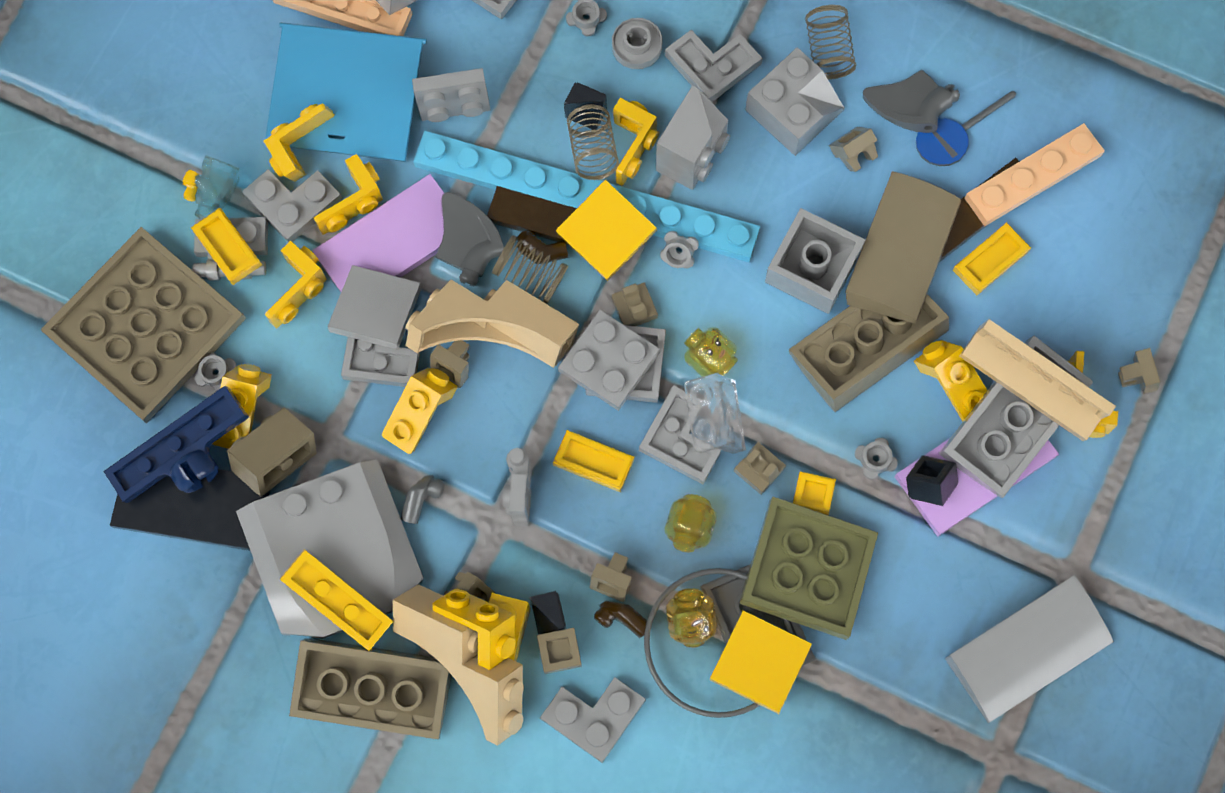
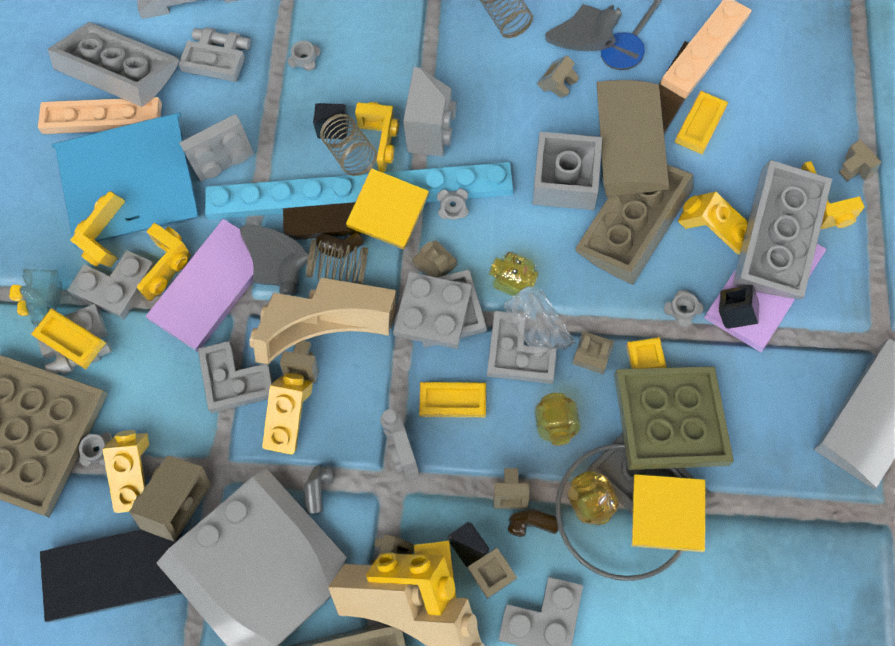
camera: 20 degrees left, 5 degrees down
(179, 449) = (85, 528): dark blue plate -> none
(307, 287) = (152, 346): yellow bracket -> none
(336, 599) = (276, 607): yellow plate -> none
(374, 307) = (216, 341): light grey tile -> none
(637, 43) = (353, 60): light grey plate -> none
(712, 72) = (428, 55): light grey plate -> none
(794, 101) = (495, 59): light grey slope -> none
(1036, 380) = (791, 190): tan fence -> none

